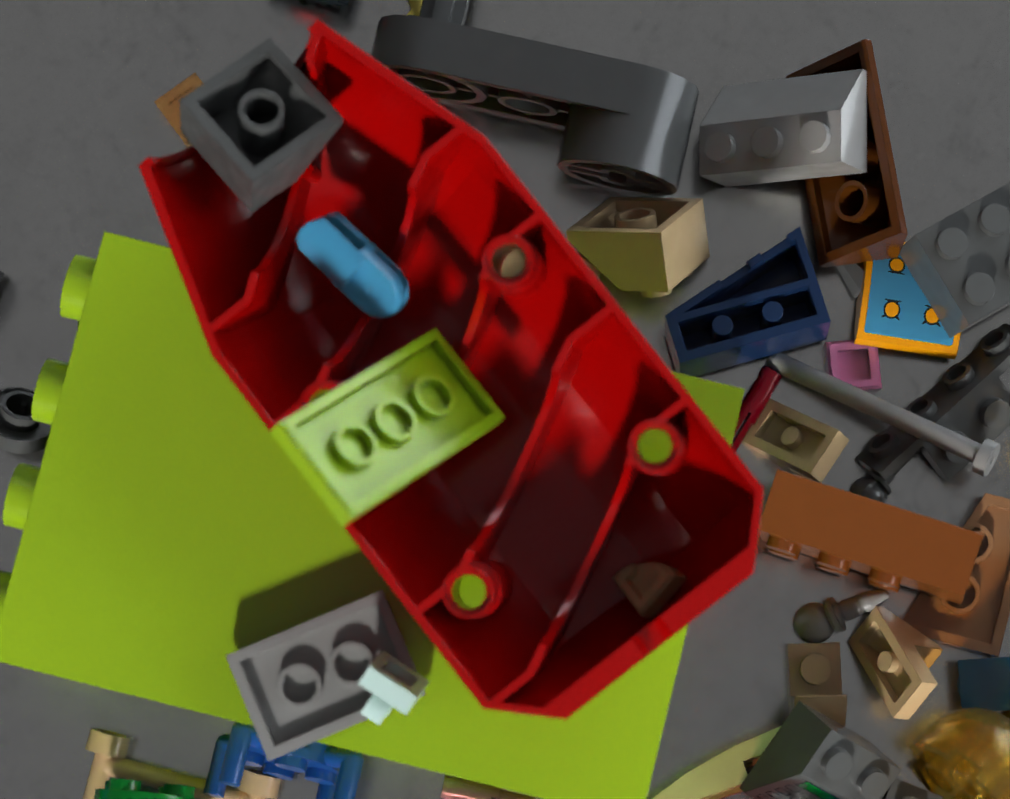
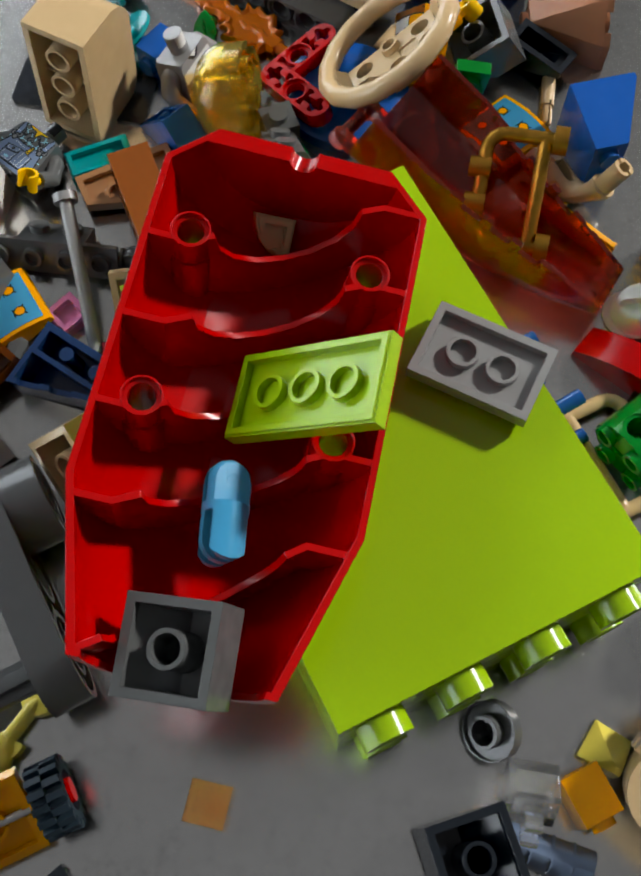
camera: 130 degrees left, 15 degrees down
(391, 686) = (457, 308): light aqua tile -> none

